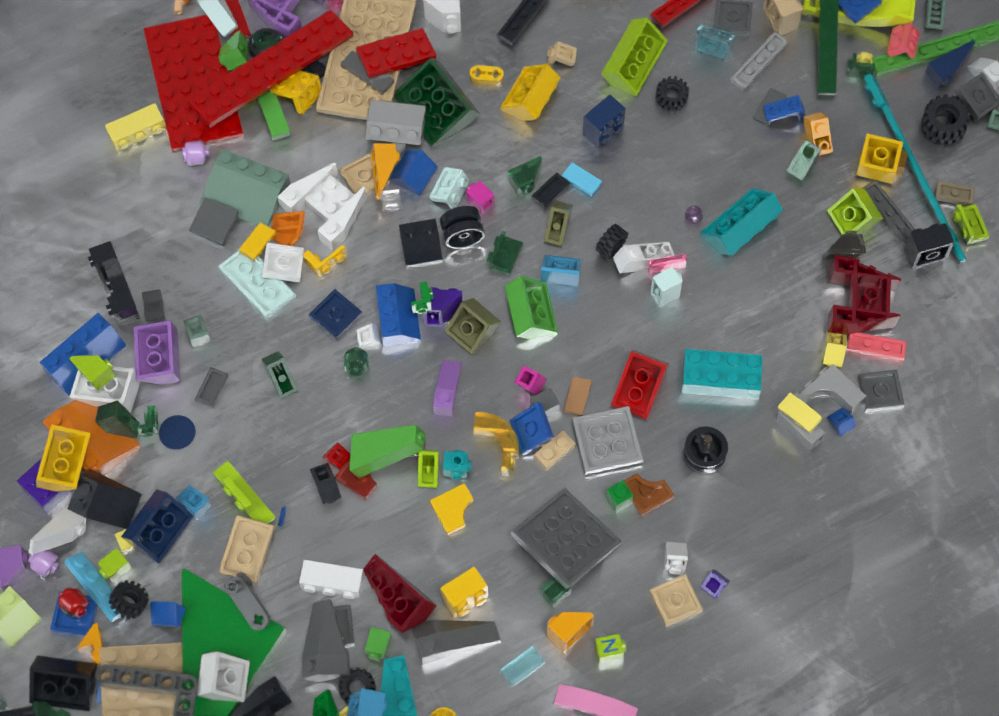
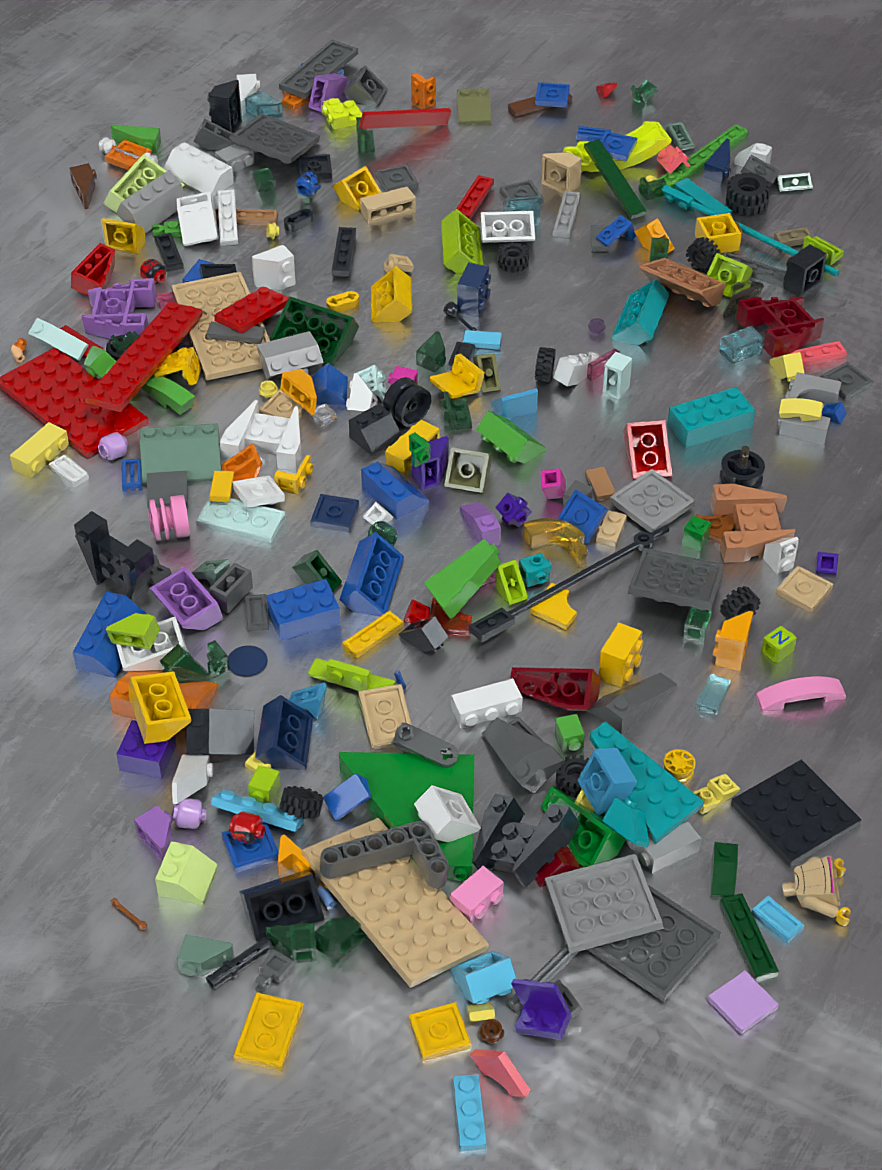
camera: 30 degrees left, 20 degrees down
(149, 159) = (69, 471): none -> white tile
(192, 258) = (169, 518): none -> bright pink wheel
(196, 203) = (132, 485): none -> blue tile
(200, 356) = (232, 587): none -> dark grey brick
(245, 407) = (303, 610): none -> blue brick
(289, 458) = (372, 634): none -> yellow tile
(321, 401) = (372, 576): none -> blue slope
(361, 148) = (267, 389): none -> light yellow plate
(395, 501) = (502, 619): none -> black bar
(429, 201) = (361, 396): none -> white slope
(443, 274) = (399, 455): none -> yellow brick
(479, 391) = (513, 509): none -> dark purple brick
(525, 221) = (462, 380): none -> yellow bracket
(575, 133) = (452, 311): none -> black hinge
(600, 594) = (739, 602): none -> black tyre
(678, 512) = (754, 519): none -> nougat wedge
(684, 59) = (507, 226): none -> white slope
(801, 205) = (685, 281): none -> nougat slope
(810, 303) = (741, 345): none -> clear light blue brick
(846, 176) = (696, 257): none -> black tyre
(902, 101) = (700, 196): none -> teal tile

